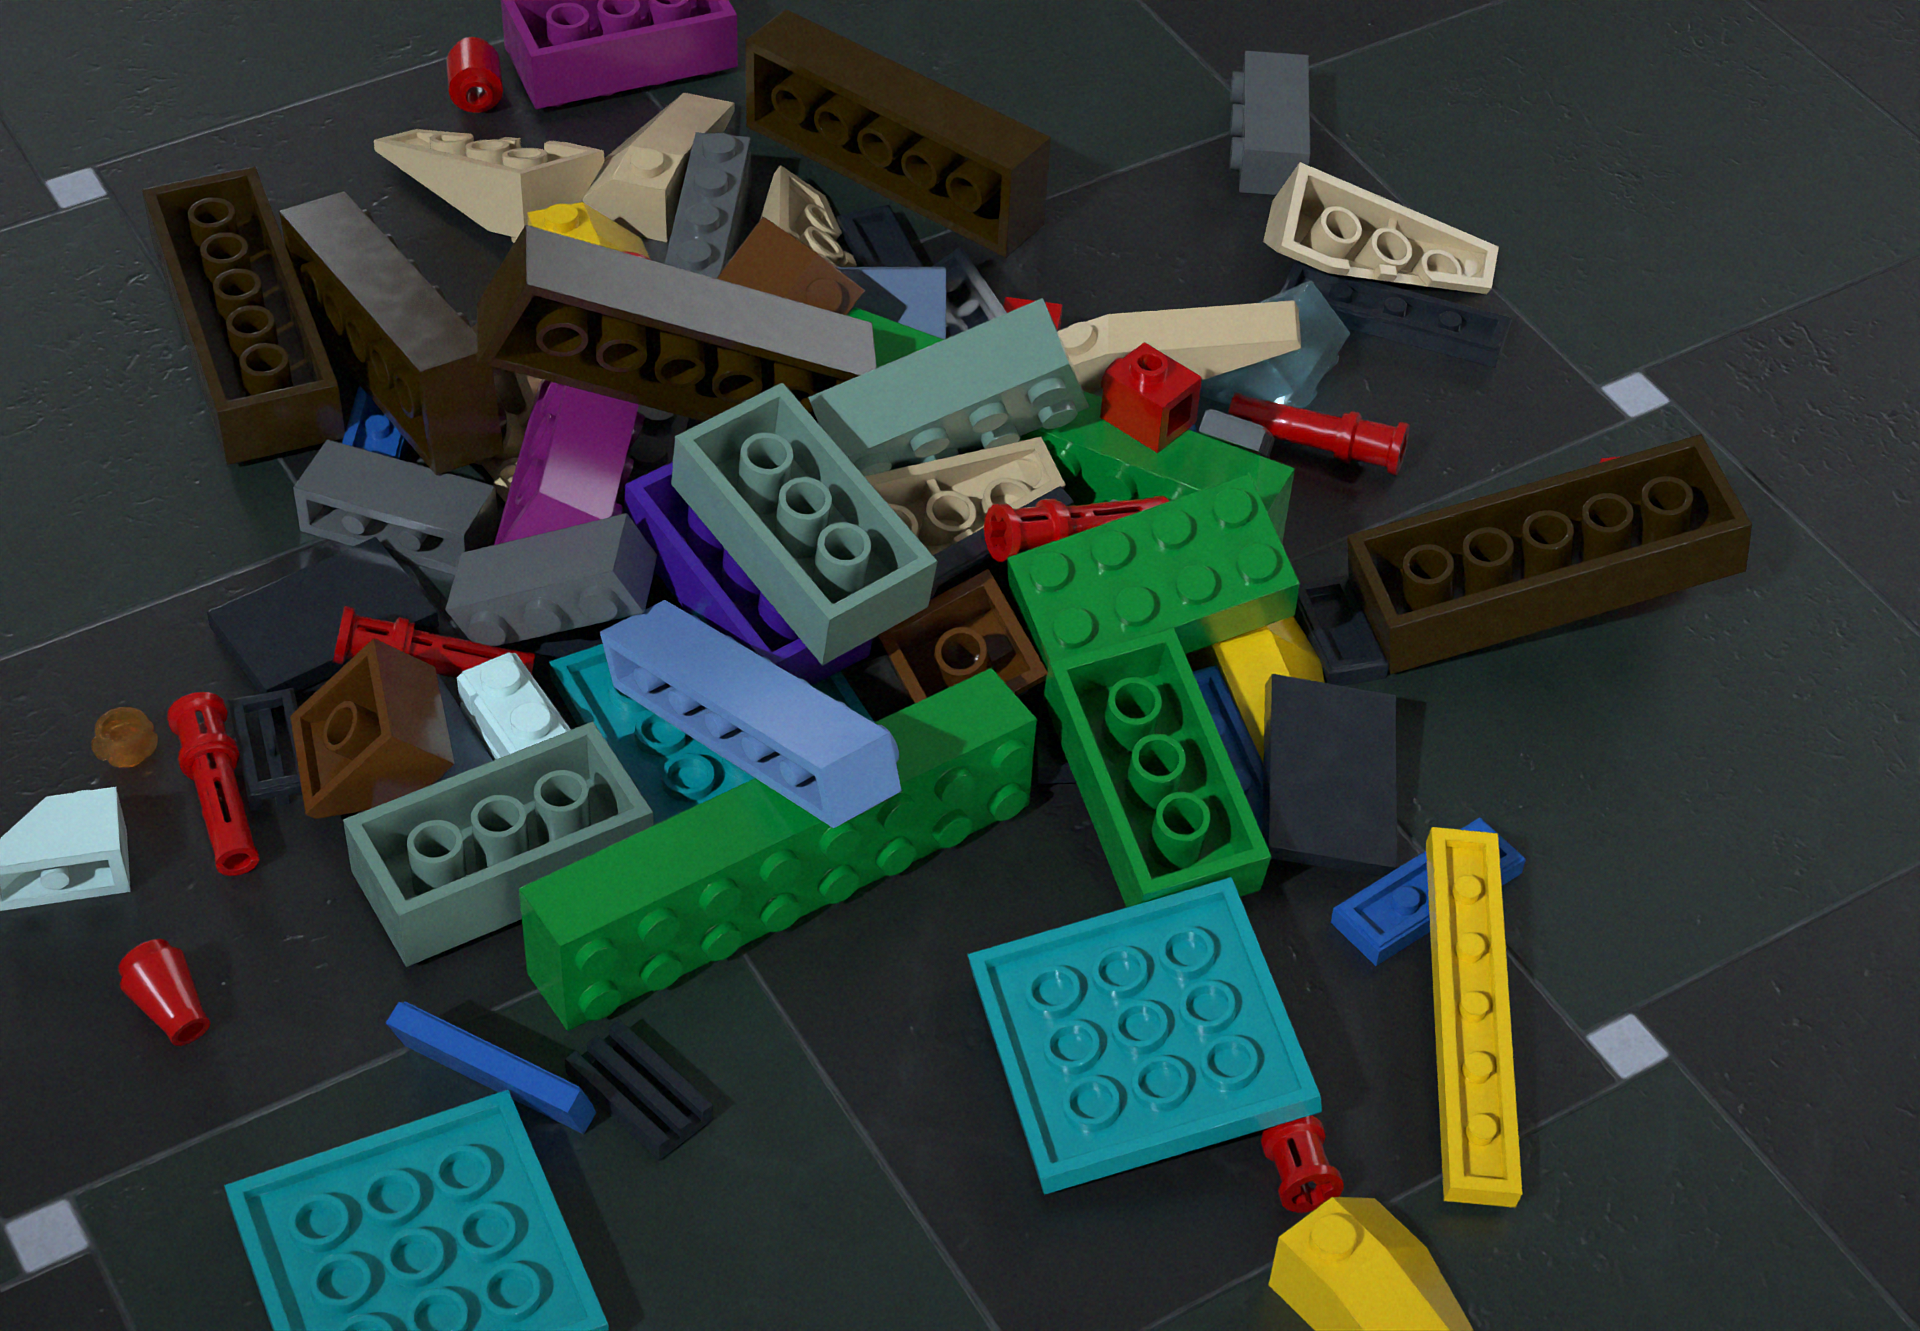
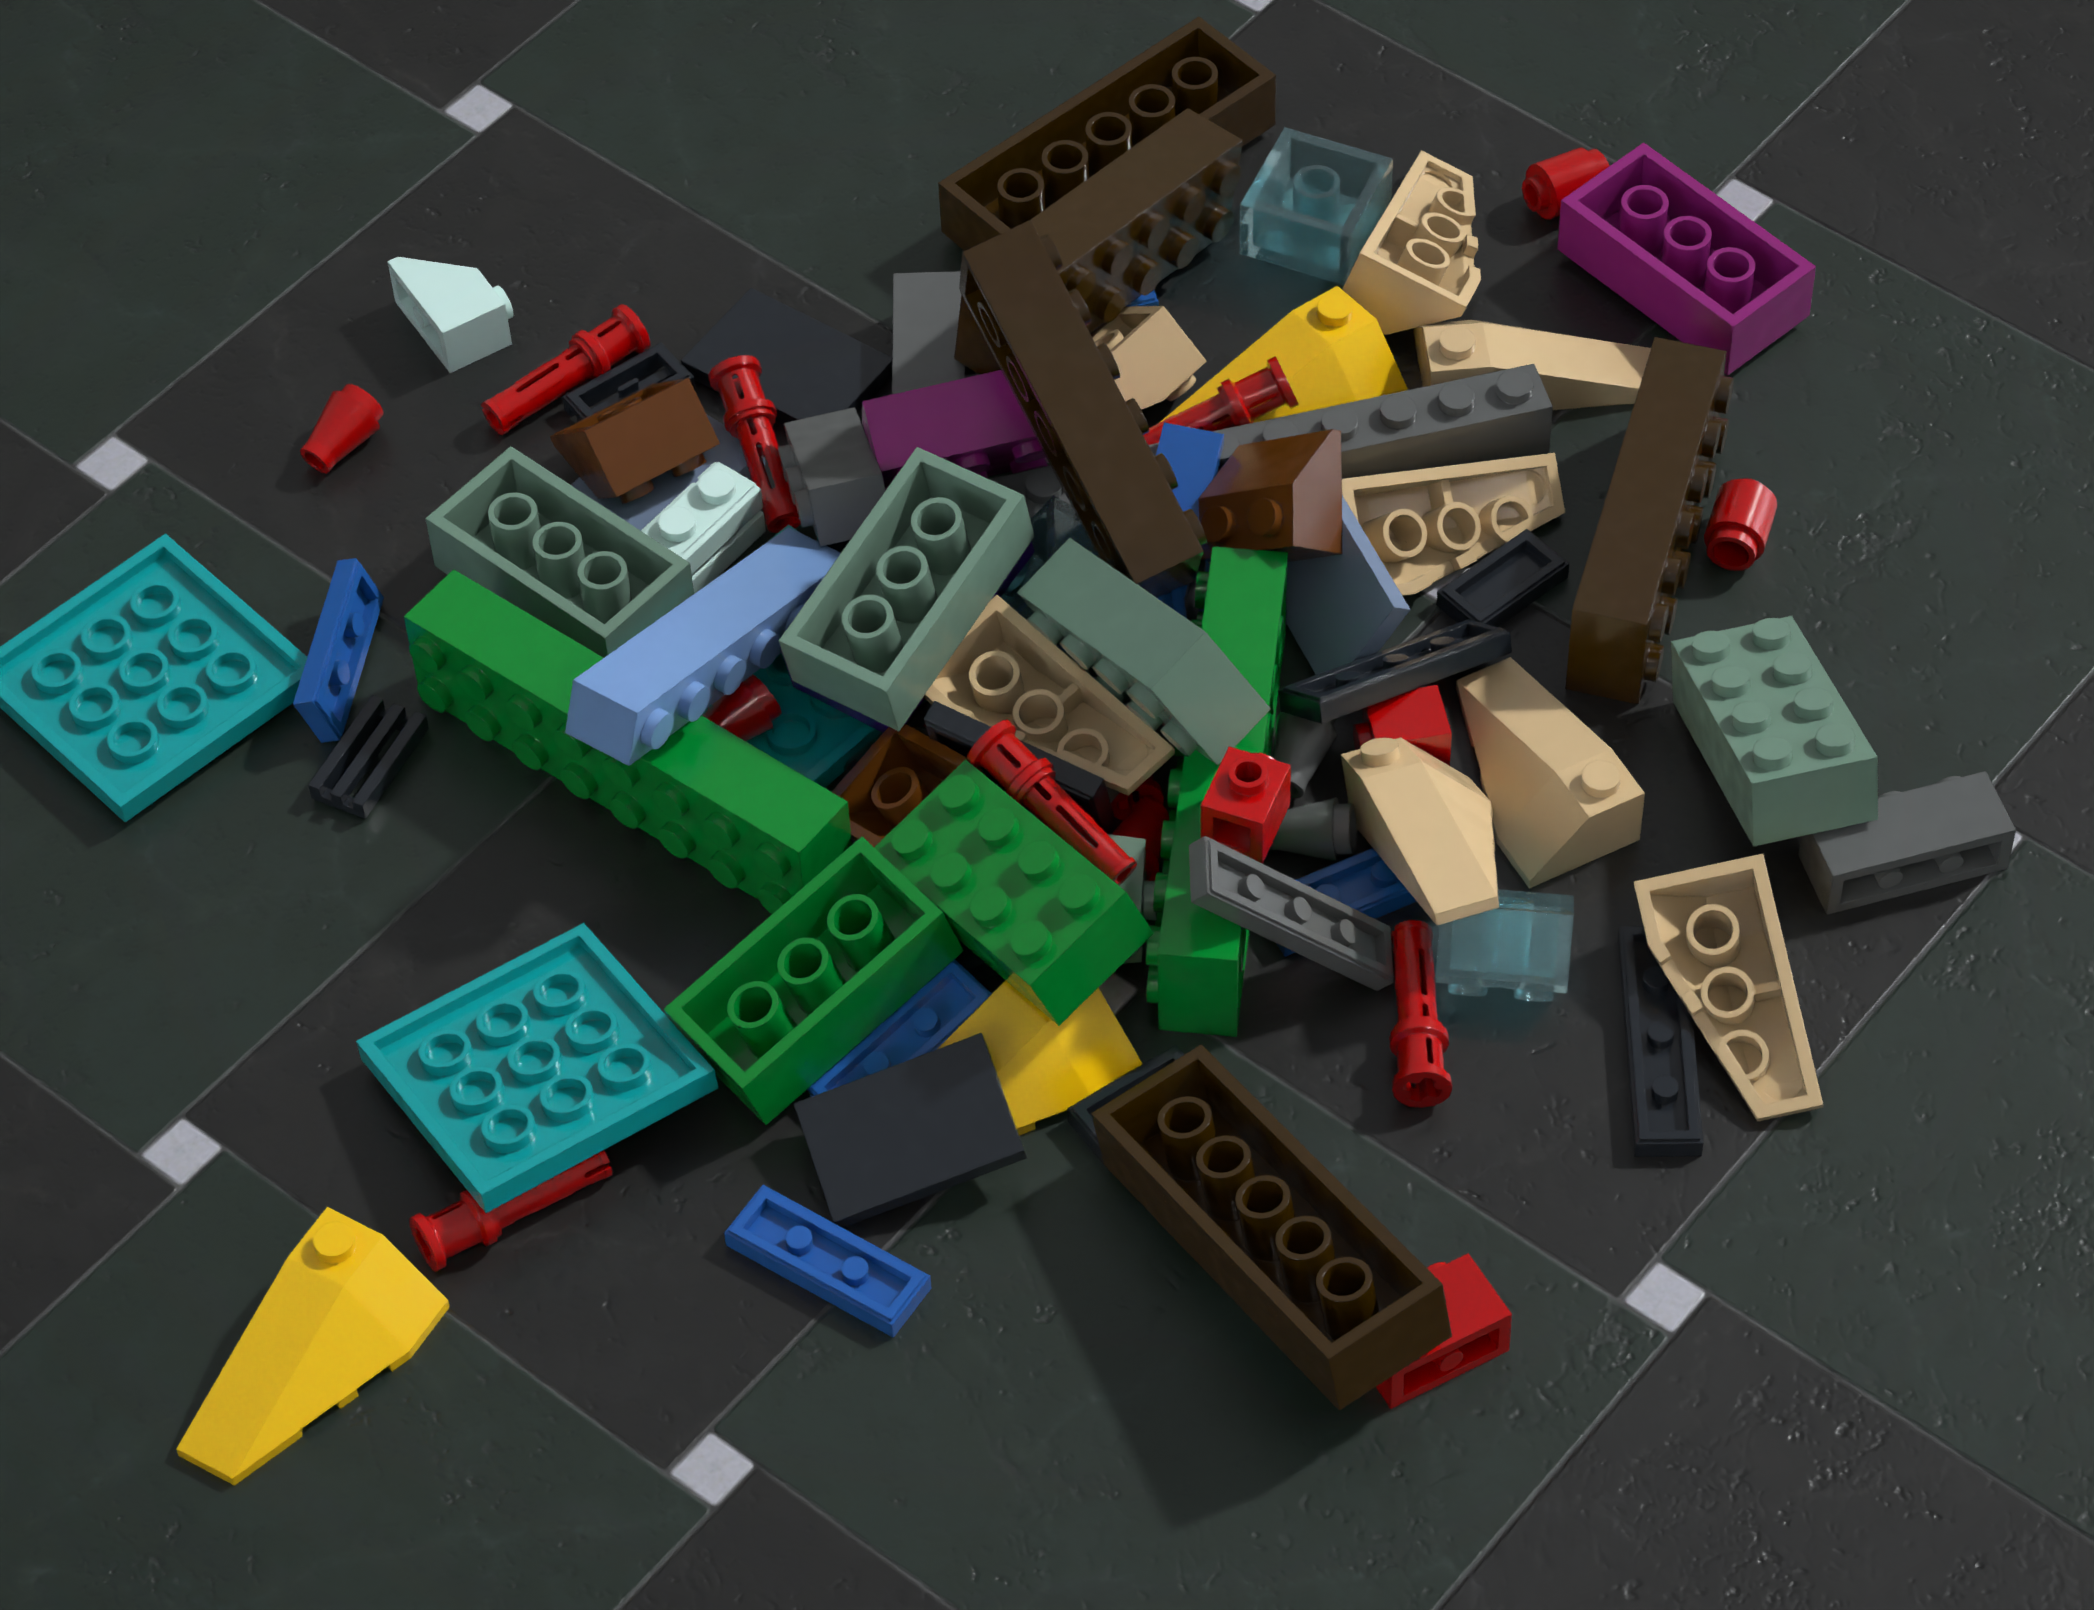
camera: 75 degrees right, 5 degrees up
(124, 737) = (591, 296): clear orange plate -> none
(418, 199) = (1314, 205): none -> clear light blue brick
(1107, 271) = (1549, 778): none -> tan wedge
(1158, 132) = (1774, 730): none -> sand green brick
(1472, 1019) = (665, 1312): yellow plate -> none

